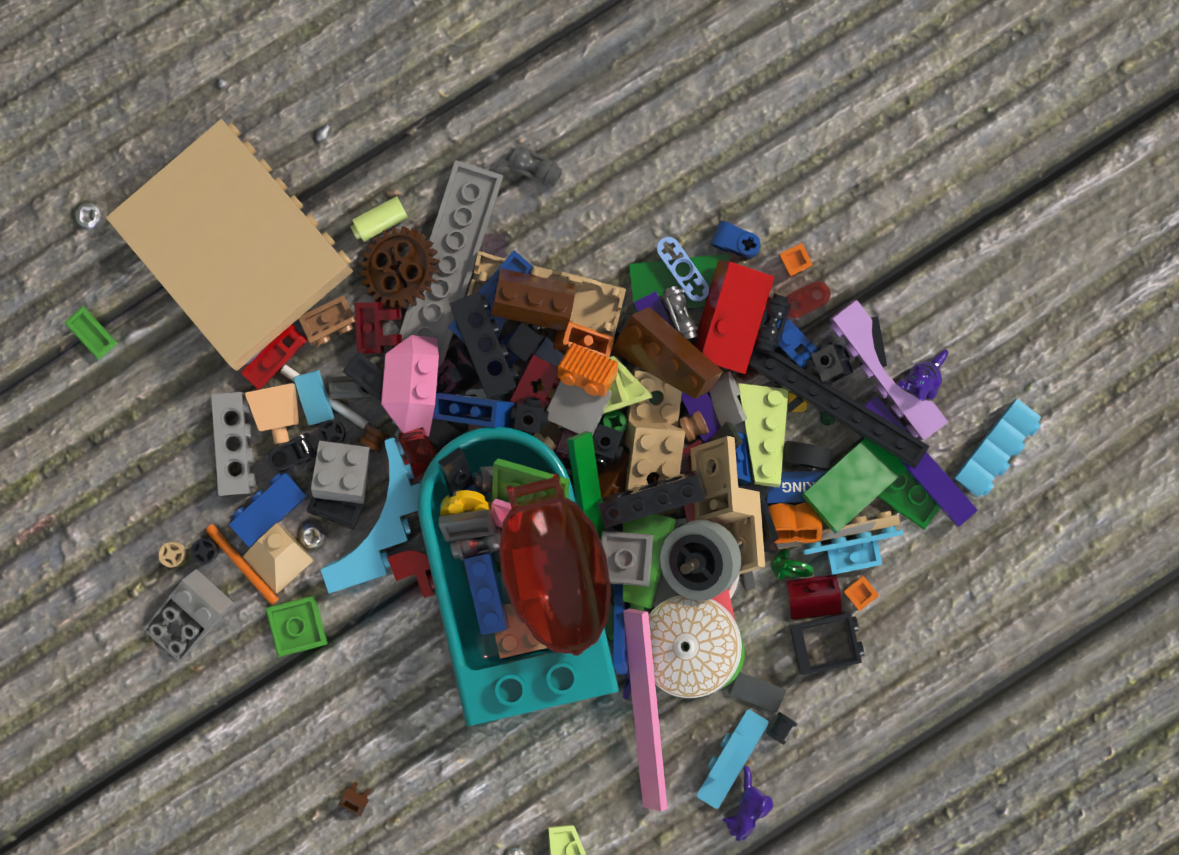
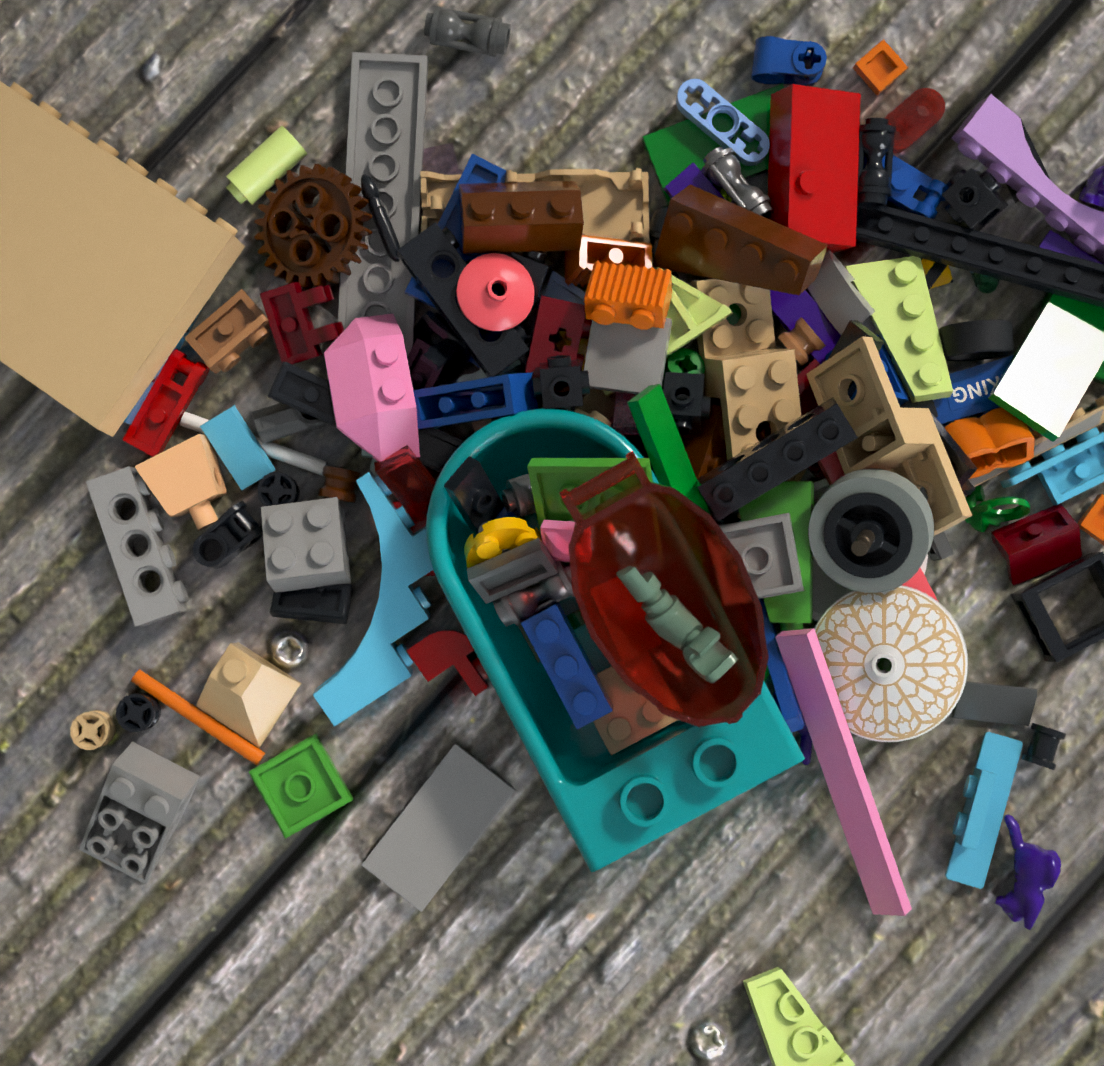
camera: 15 degrees left, 0 degrees up
(267, 508) = (213, 625): blue brick -> none
(354, 801) = (452, 1019): reddish brown tile -> none
(378, 676) = (438, 827): none -> light grey tile
(442, 256) = (371, 193): none -> black piece
(491, 345) = (482, 305): none -> coral dish
(559, 587) = (678, 626): none -> sand green piece

